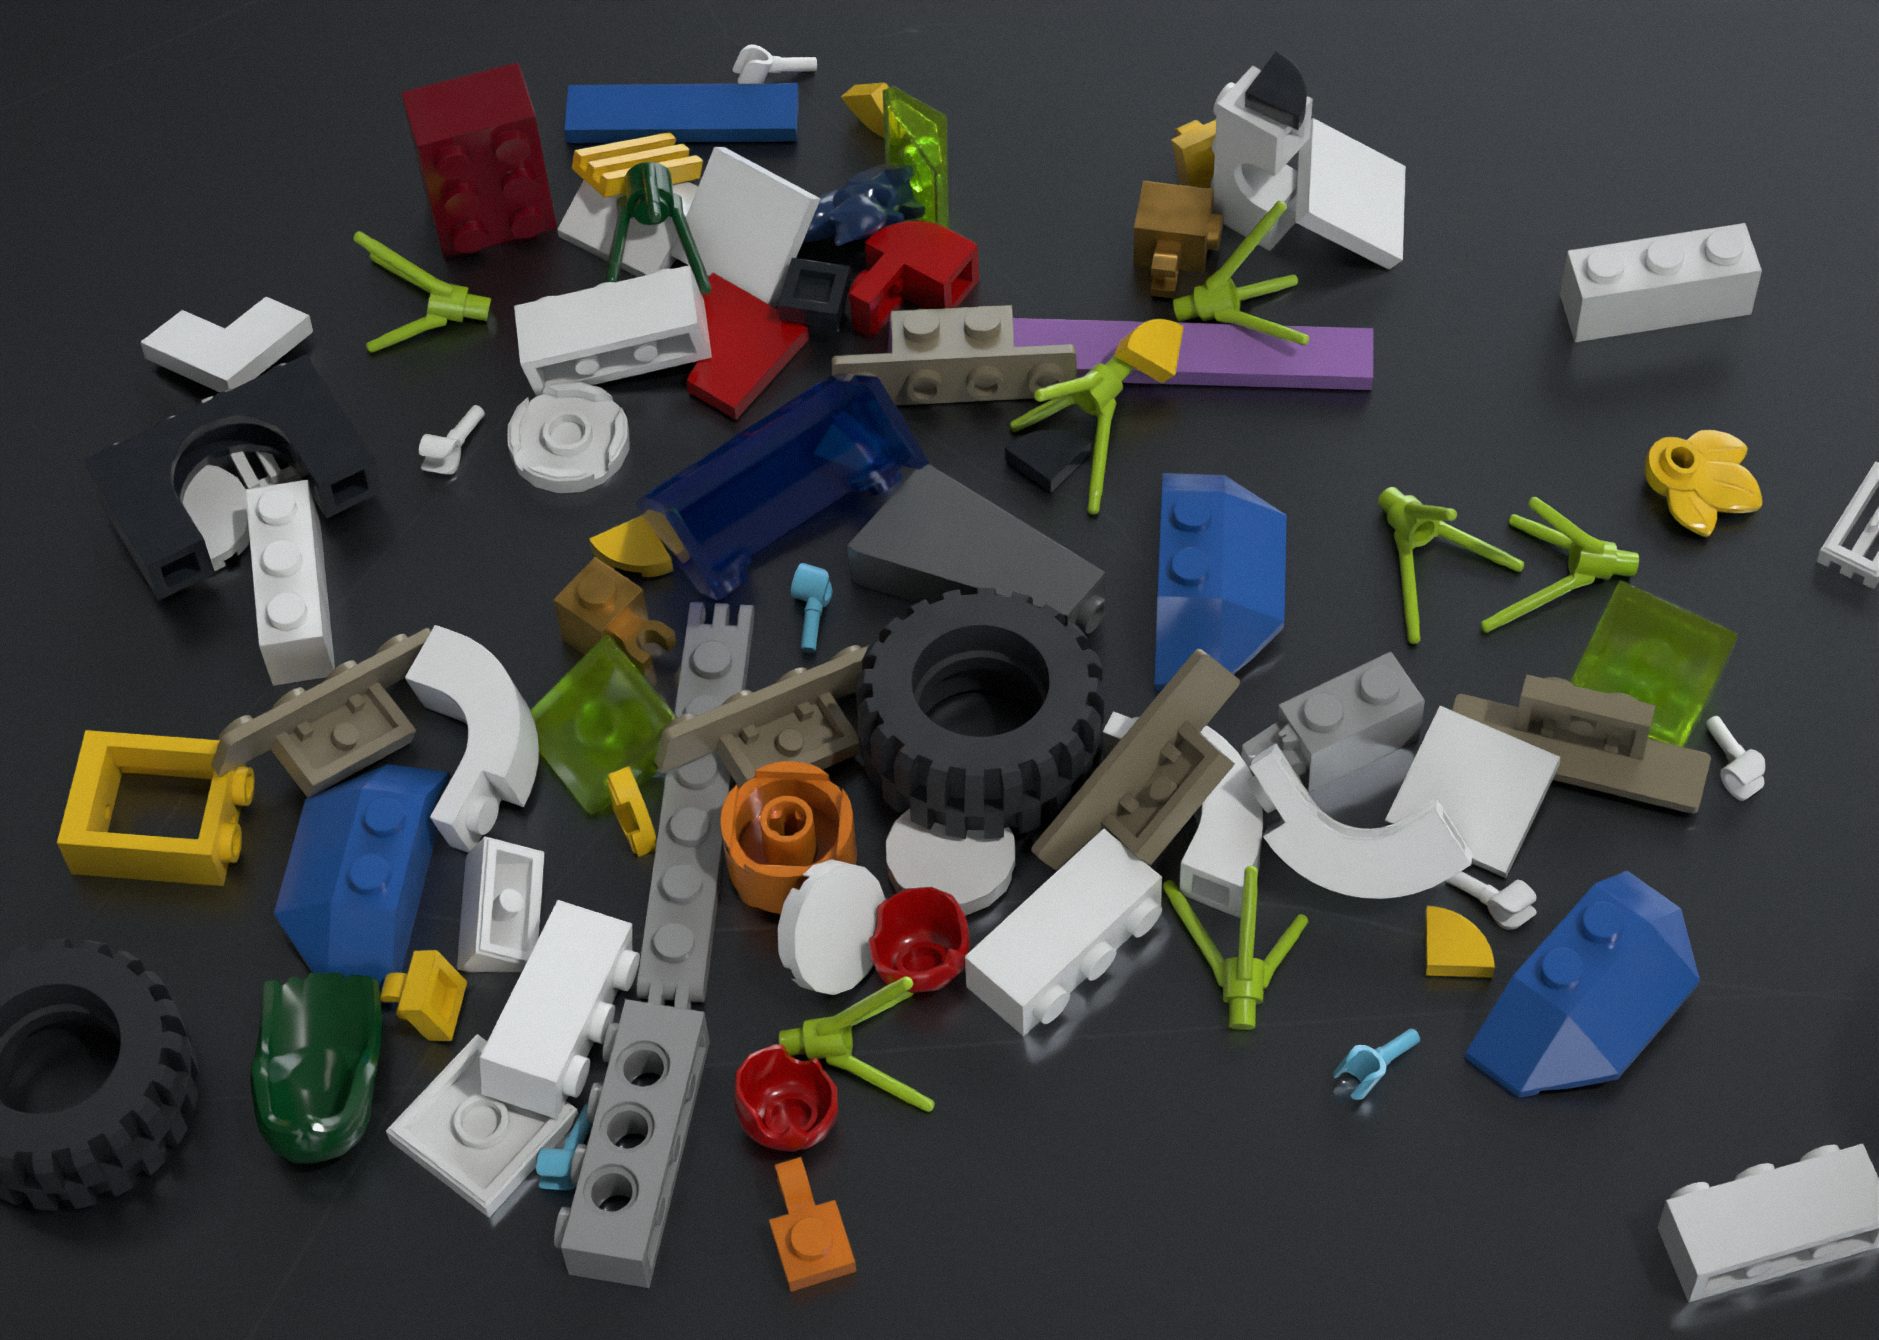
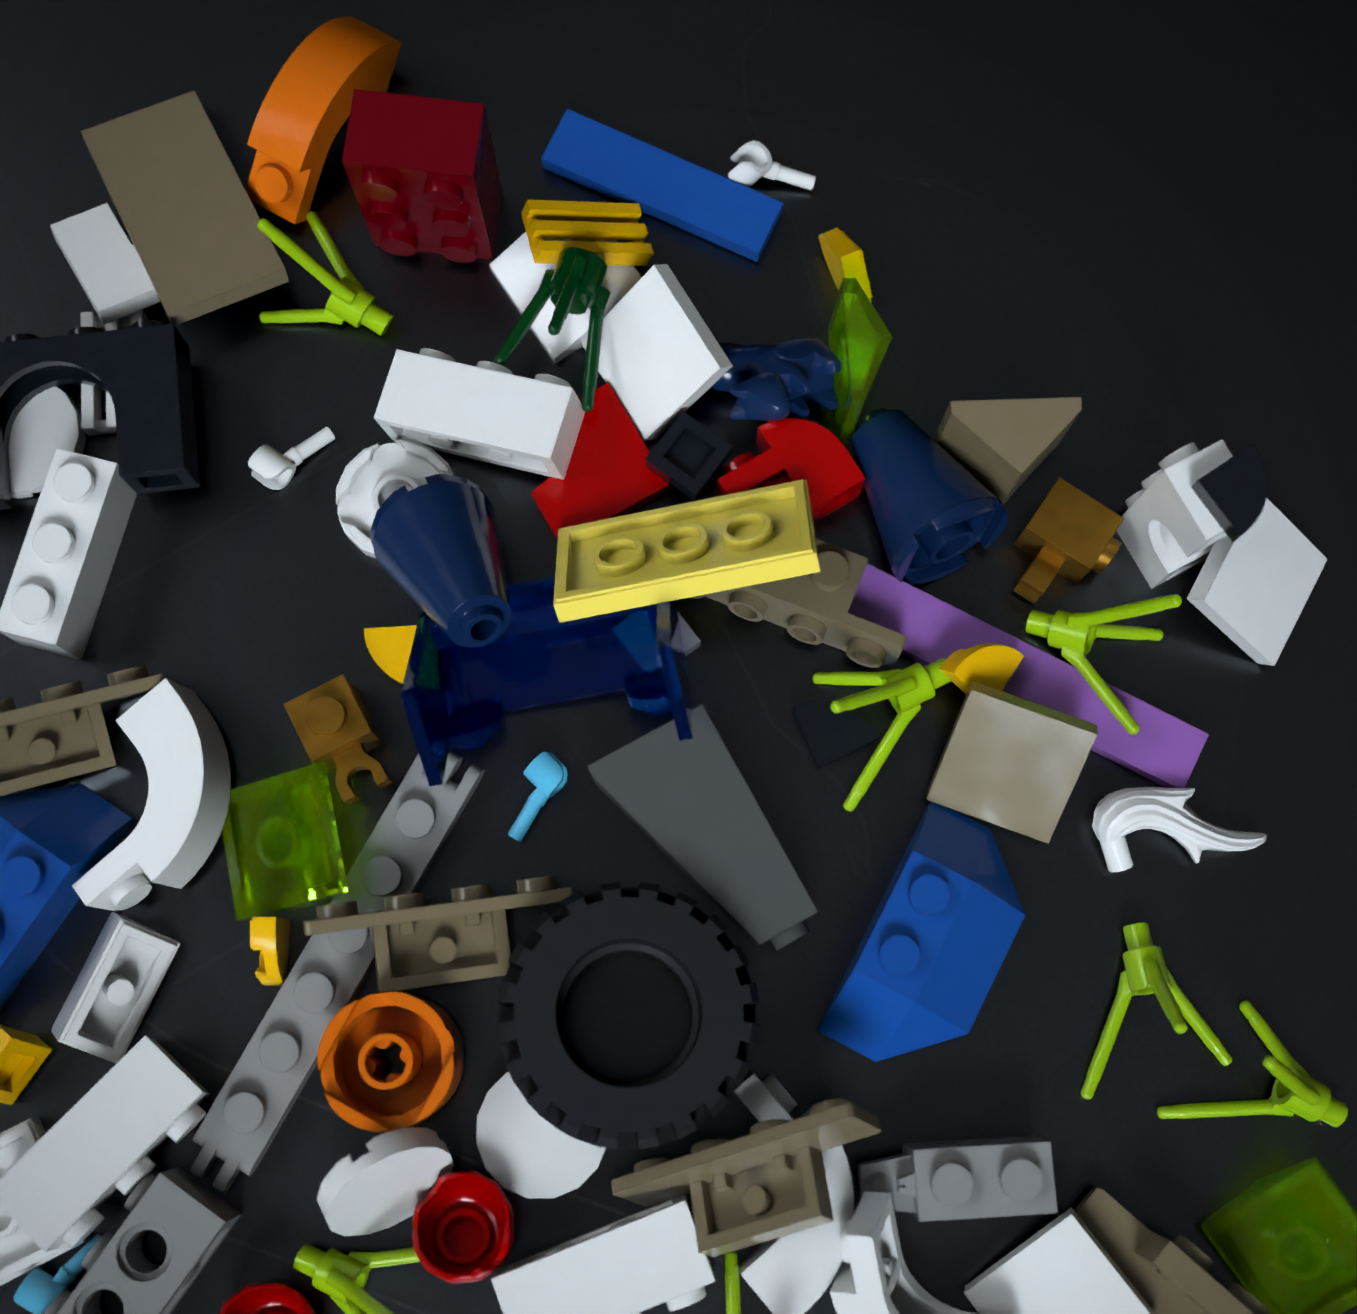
camera: 20 degrees right, 20 degrees up
(260, 280) = (184, 208): none -> dark tan tile
(340, 165) = (308, 109): none -> orange arch
(639, 433) = (446, 556): none -> dark blue cone
(849, 343) = (685, 551): none -> light yellow tile
(1039, 246) = (922, 498): none -> dark blue cone
(1079, 174) = (1005, 438): none -> dark tan slope
(1194, 153) = (1132, 459): yellow tile -> none
(1213, 406) = (1011, 762): none -> dark tan tile
(1368, 398) = (1162, 811): none -> white piece

